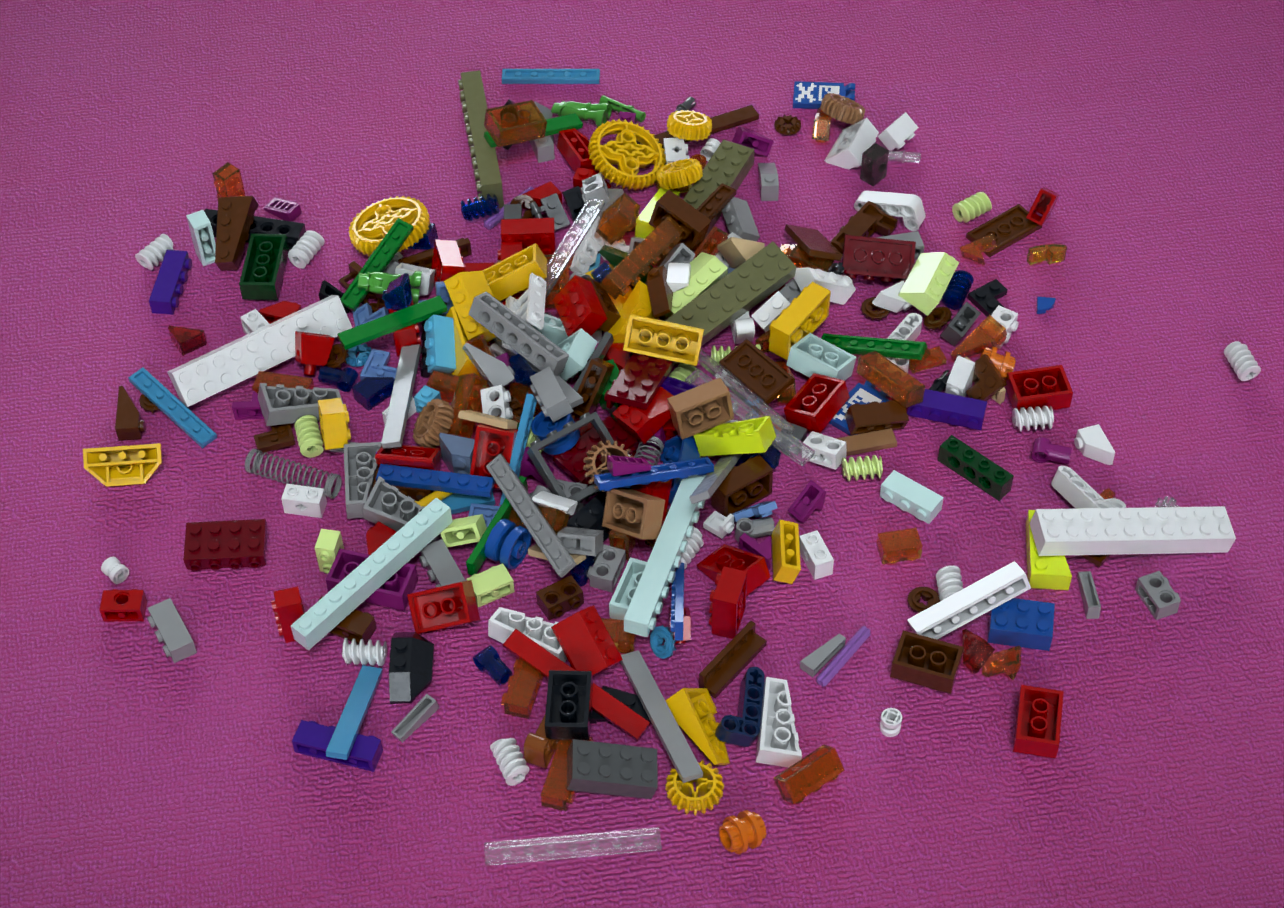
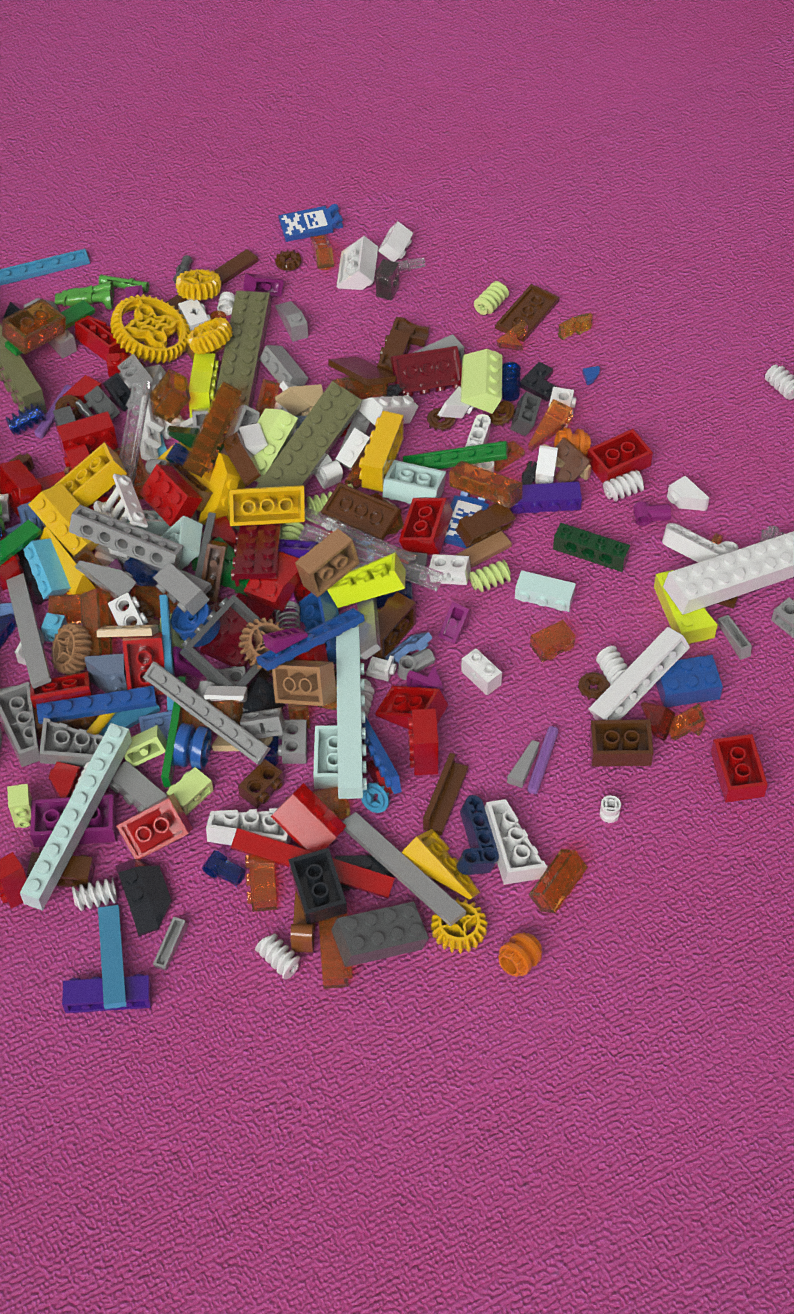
camera: 20 degrees left, 5 degrees up
(572, 846) = (368, 1018): clear tile -> none
(690, 219) = (237, 376): reddish brown brick -> none
(717, 201) = (255, 357): reddish brown tile -> none
(786, 552) = (454, 677): yellow brick -> none
(842, 108) = (336, 232): medium nougat gear -> none
(896, 204) = (421, 314): white beam -> none
(1044, 205) = (556, 279): red torso -> none

